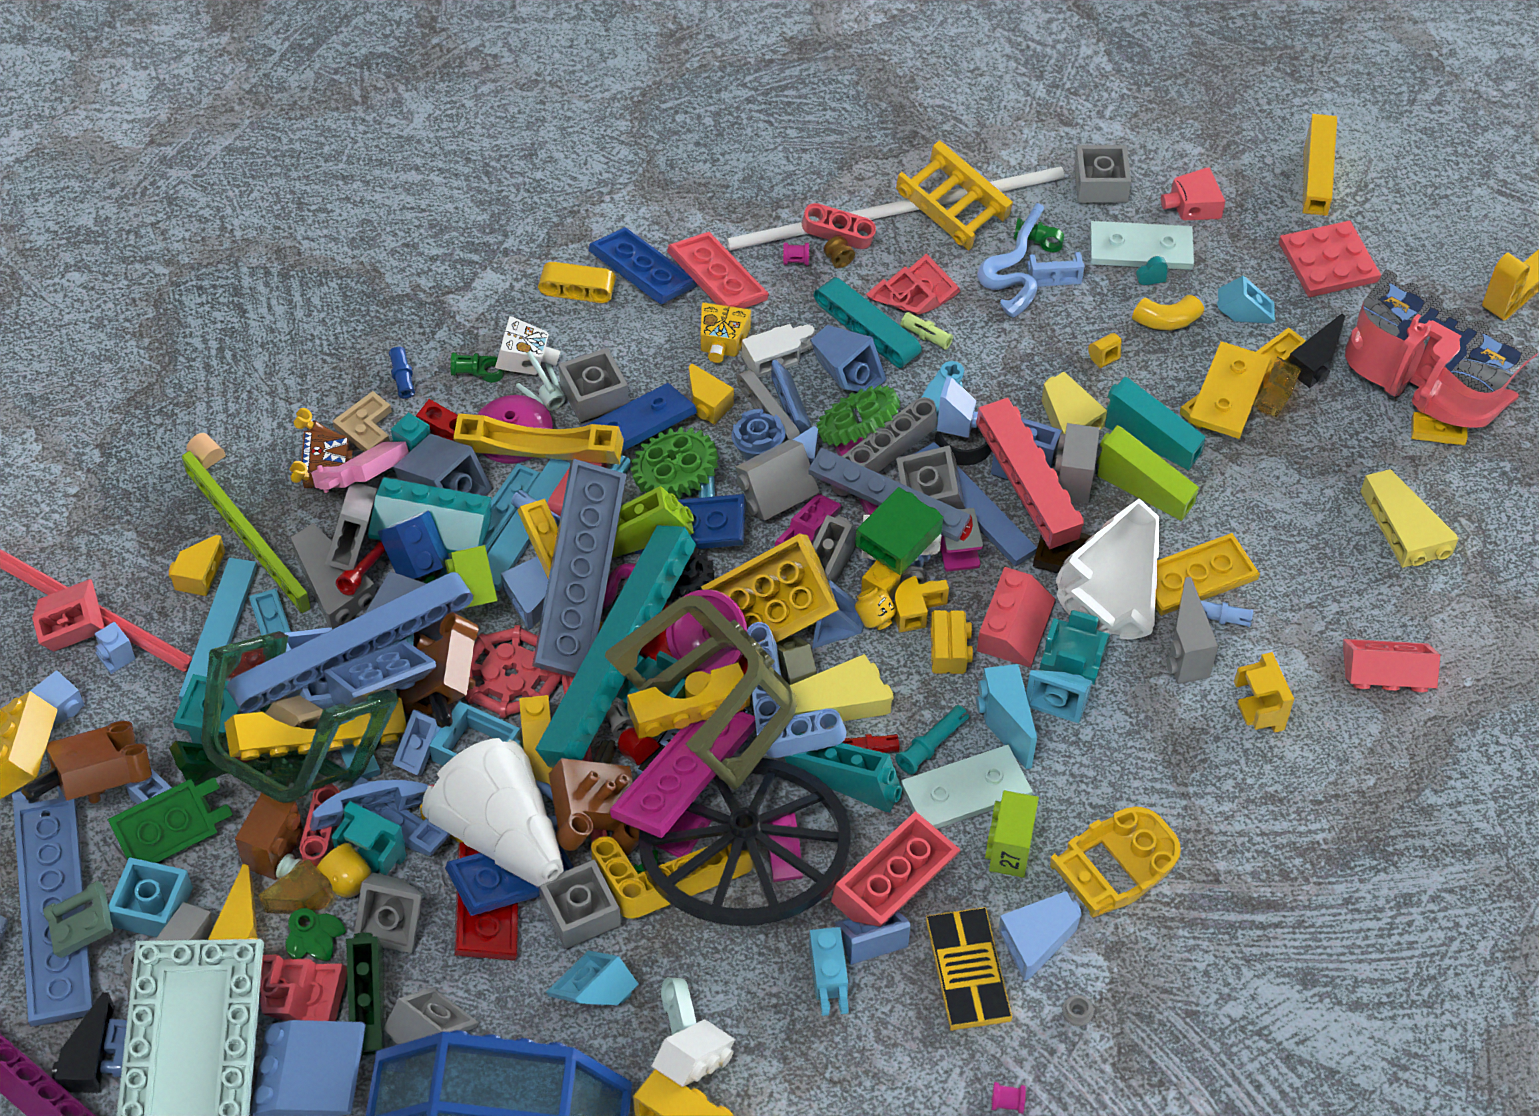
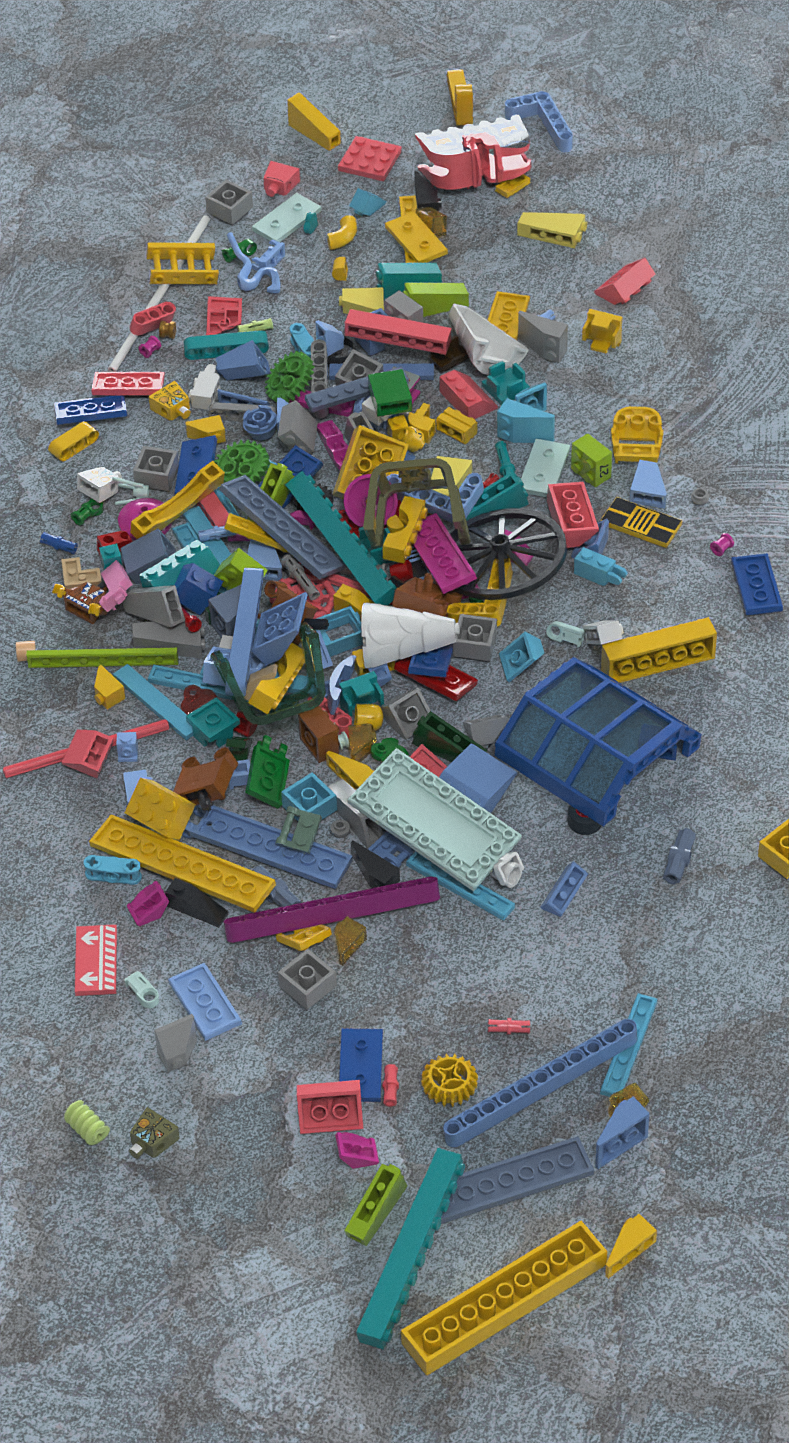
camera: 50 degrees left, 5 degrees down
(524, 649) = (297, 571): none -> light grey pin

